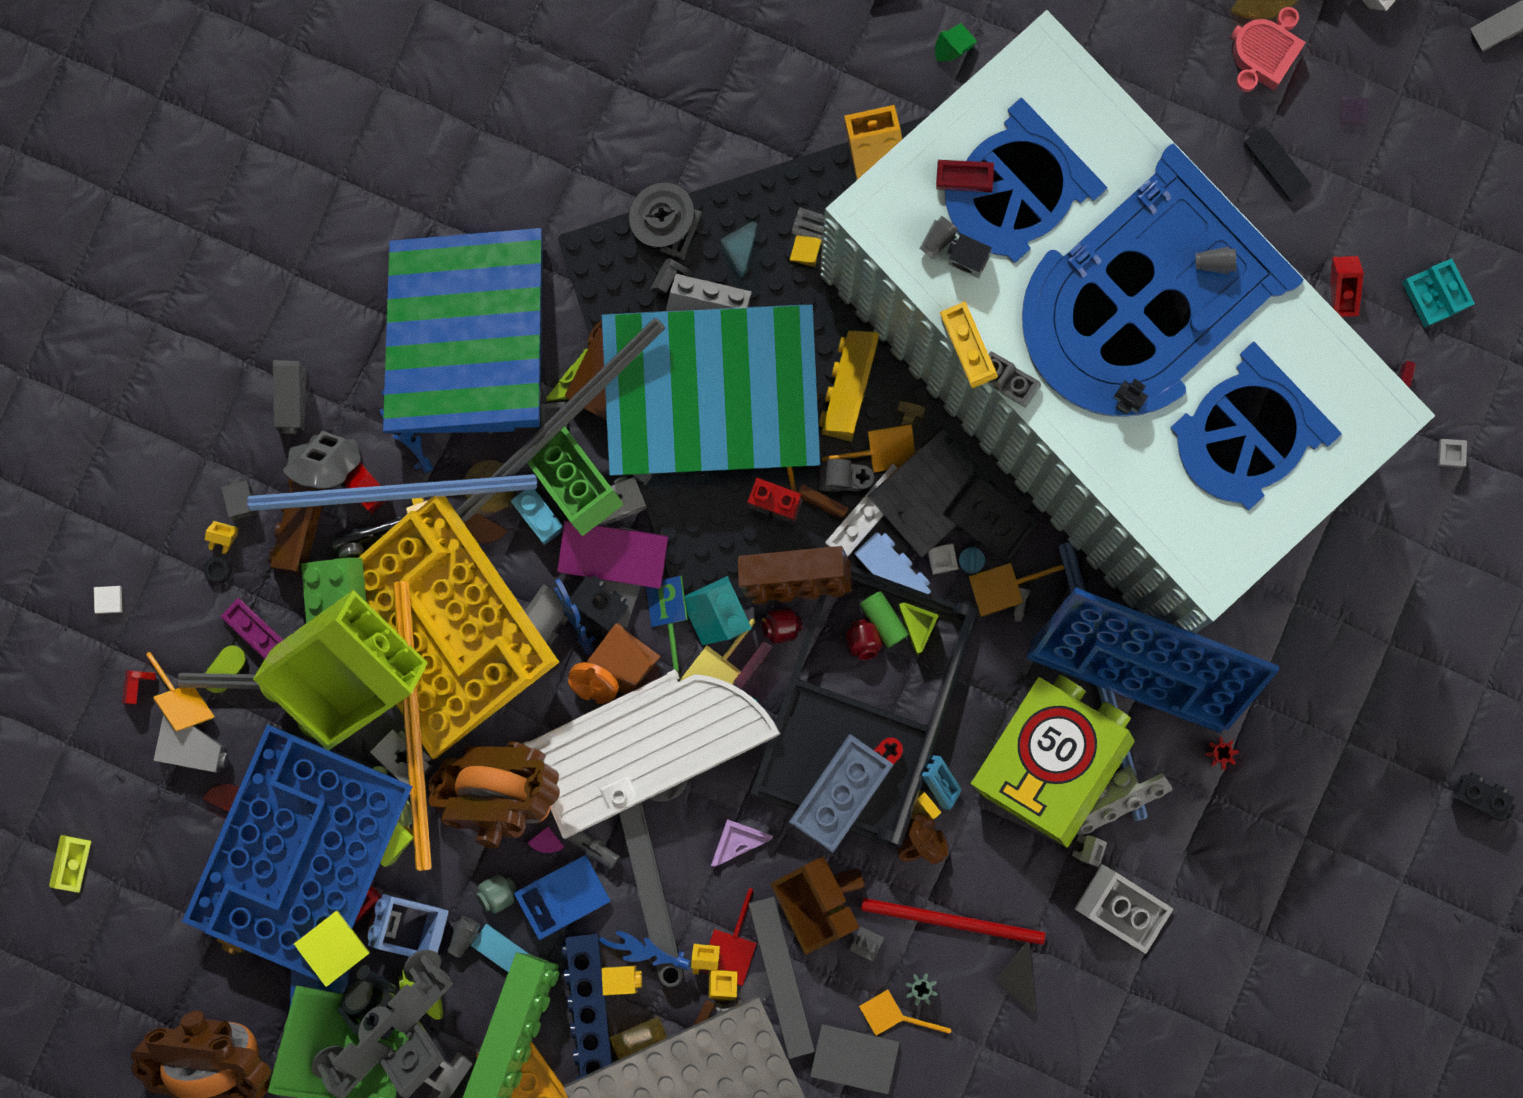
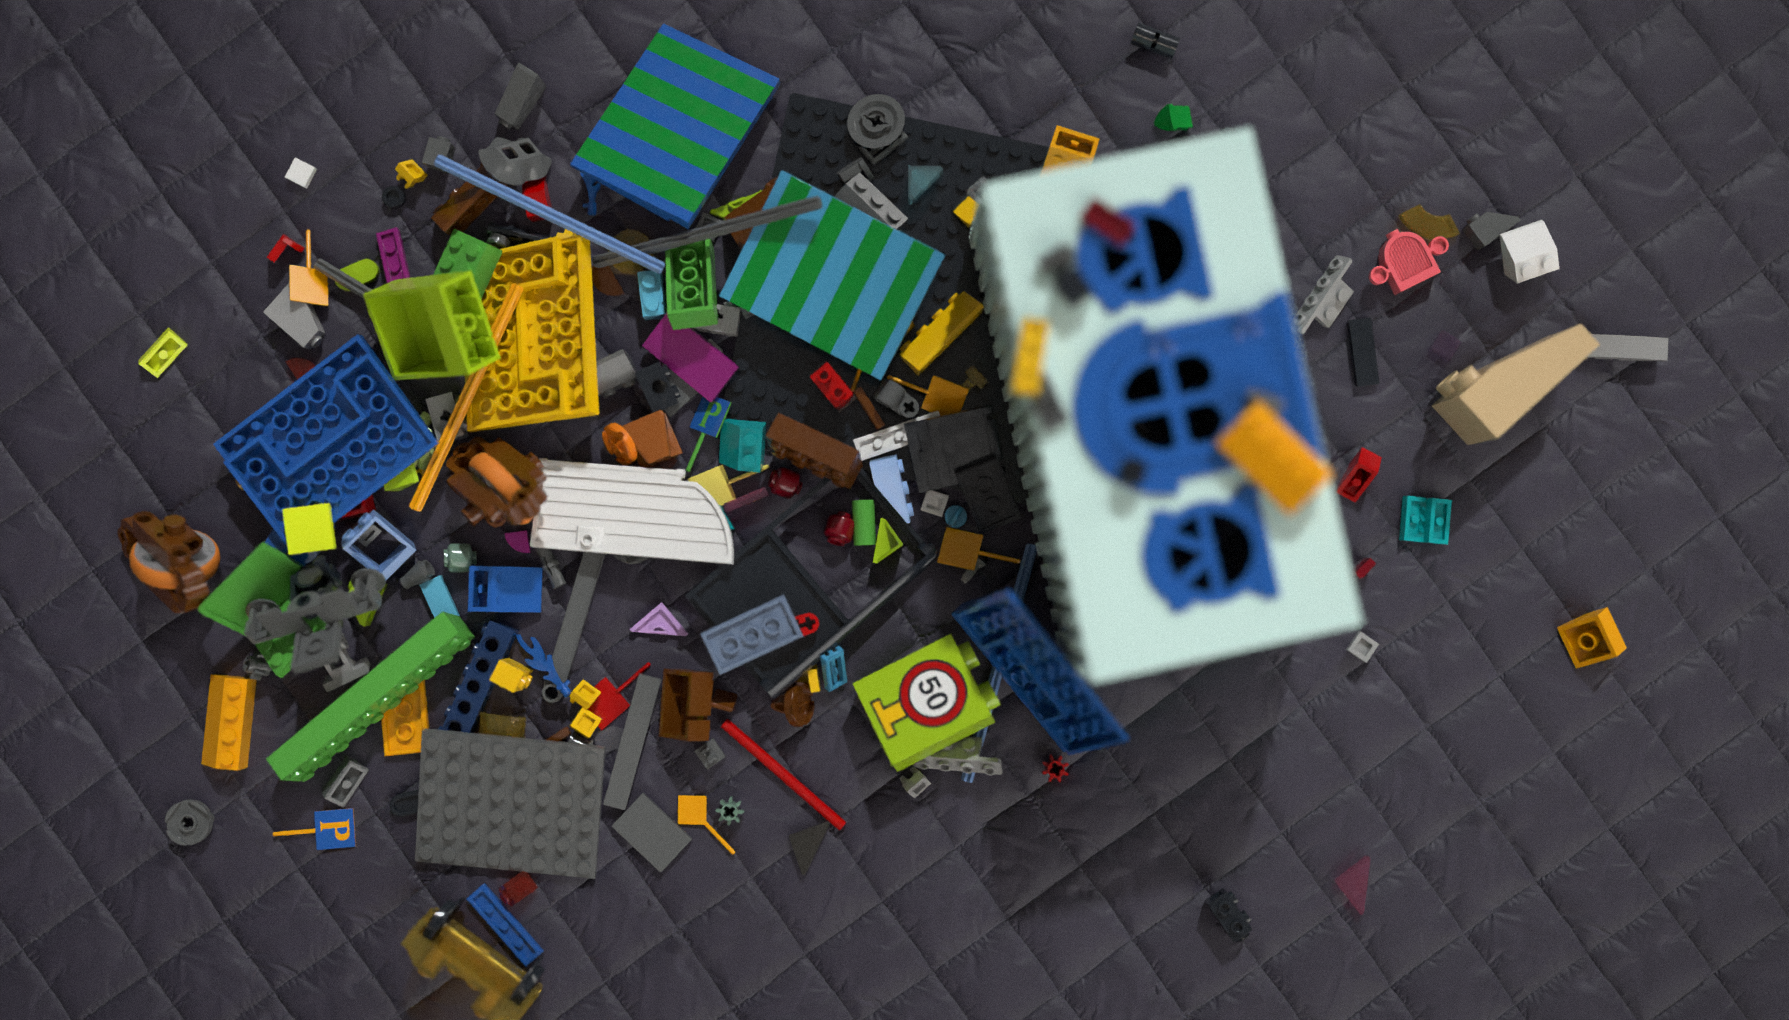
camera: 25 degrees right, 5 degrees up
(573, 615) = (633, 411): blue piece -> none
(1123, 908) = (913, 839): light grey slope -> none
(1209, 128) = (1326, 298): none -> light grey bracket
(1256, 306) = (1274, 458): none -> light orange slope
(1430, 135) = (1491, 399): none -> tan slope

